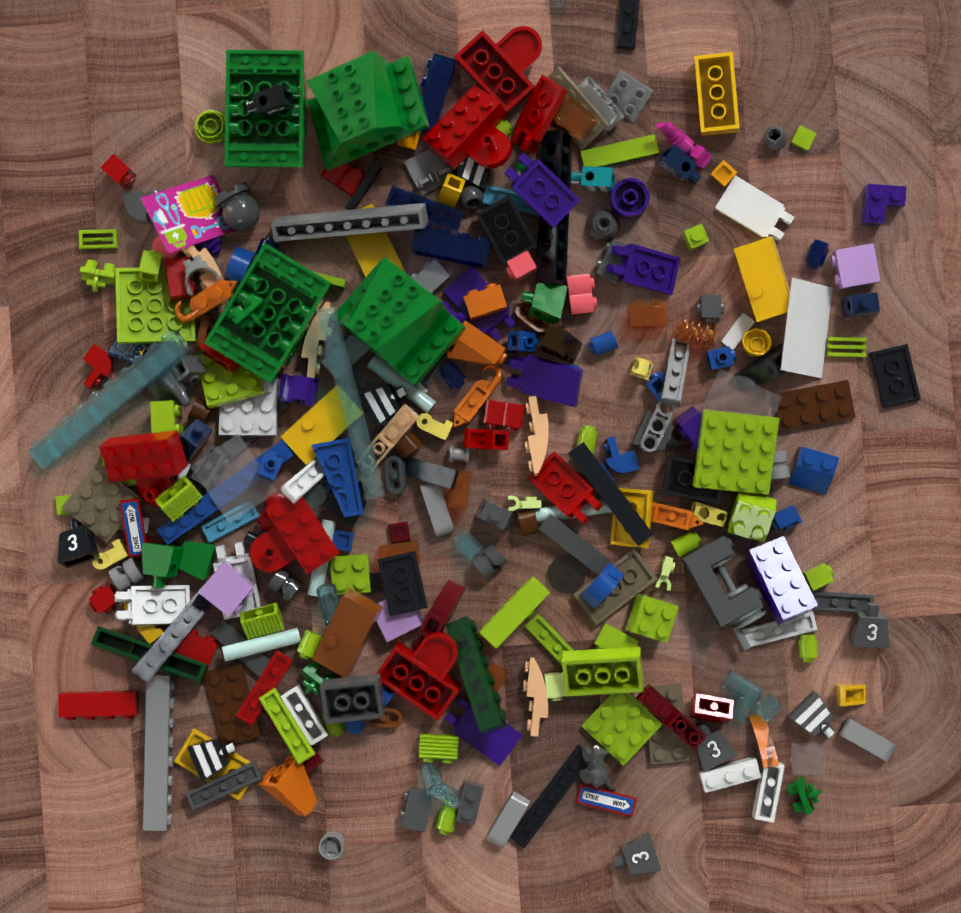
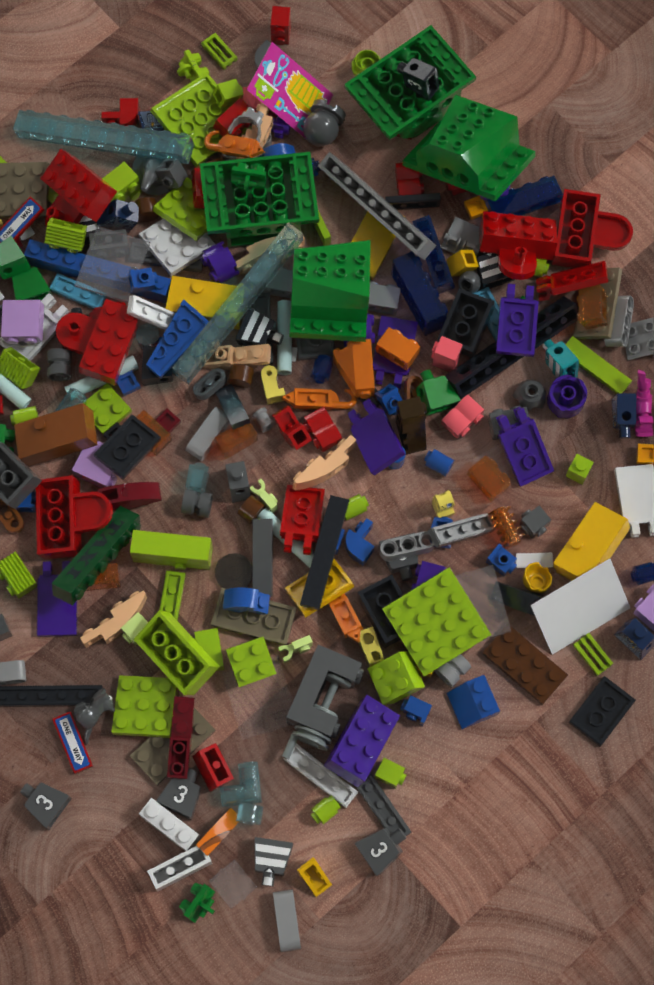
camera: 50 degrees right, 15 degrees down
(686, 543) = (333, 643): lime brick -> none

